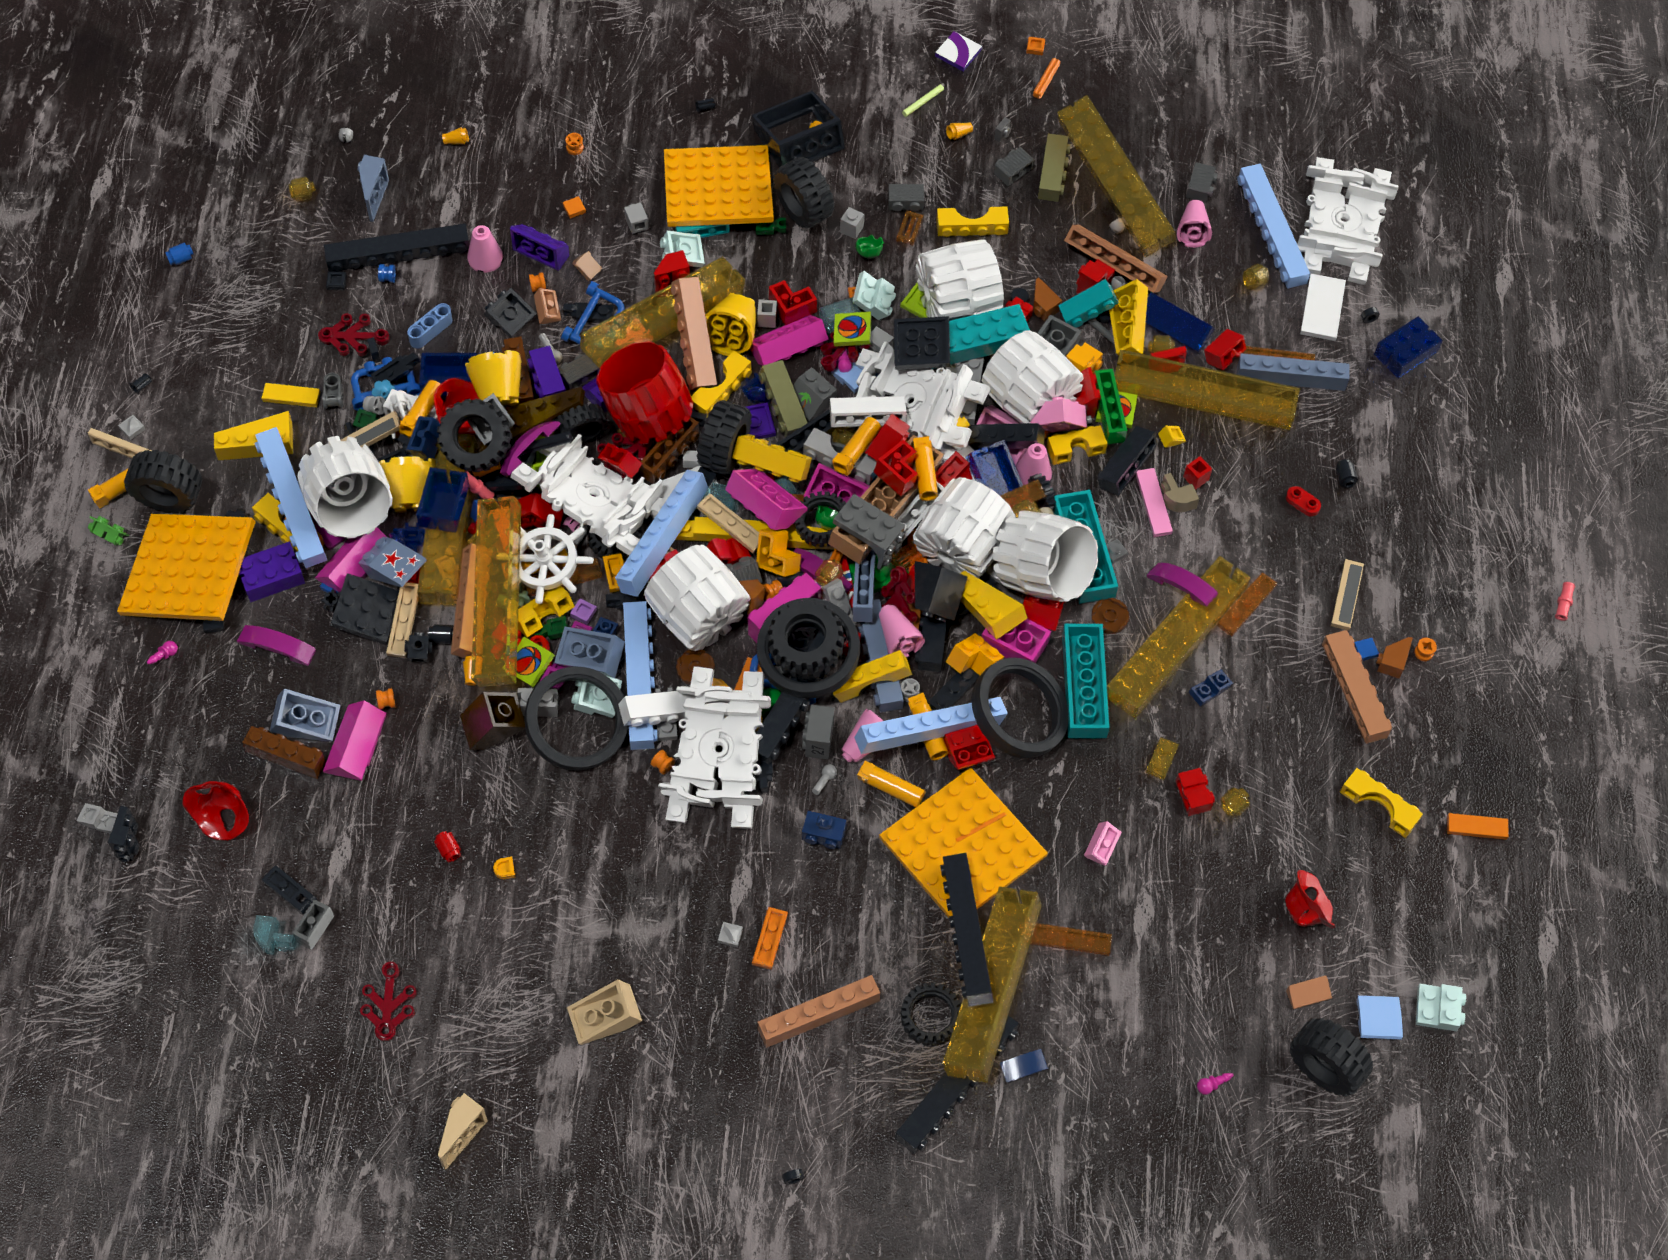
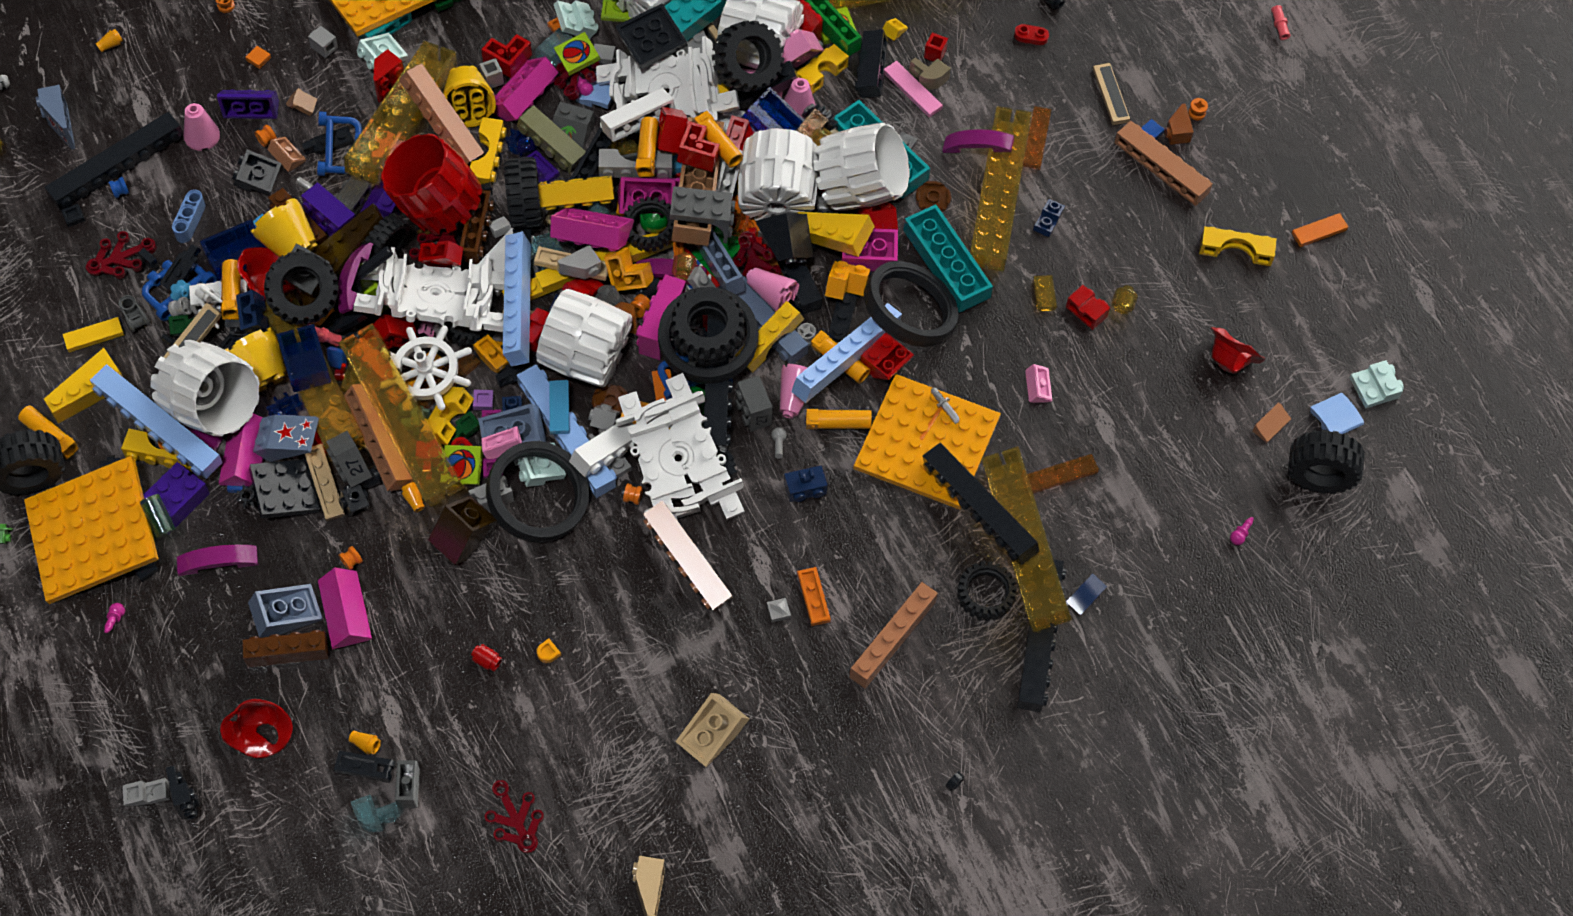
camera: 30 degrees left, 0 degrees up
(204, 463) = (36, 421): none -> light orange piece
(243, 581) = (157, 515): none -> clear green brick
(303, 870) = (366, 742): none -> light orange cone
(430, 609) = (347, 459): none -> dark grey brick
(571, 657) = (498, 443): none -> bright pink slope
(641, 650) = (559, 406): none -> dark azure tile
(673, 843) = (687, 555): none -> brick
(676, 676) = (603, 416): none -> light grey brick
(735, 527) = (580, 264): none -> light grey slope
(996, 816) = (945, 405): none -> light grey piece
(1019, 402) = (768, 50): none -> black tyre

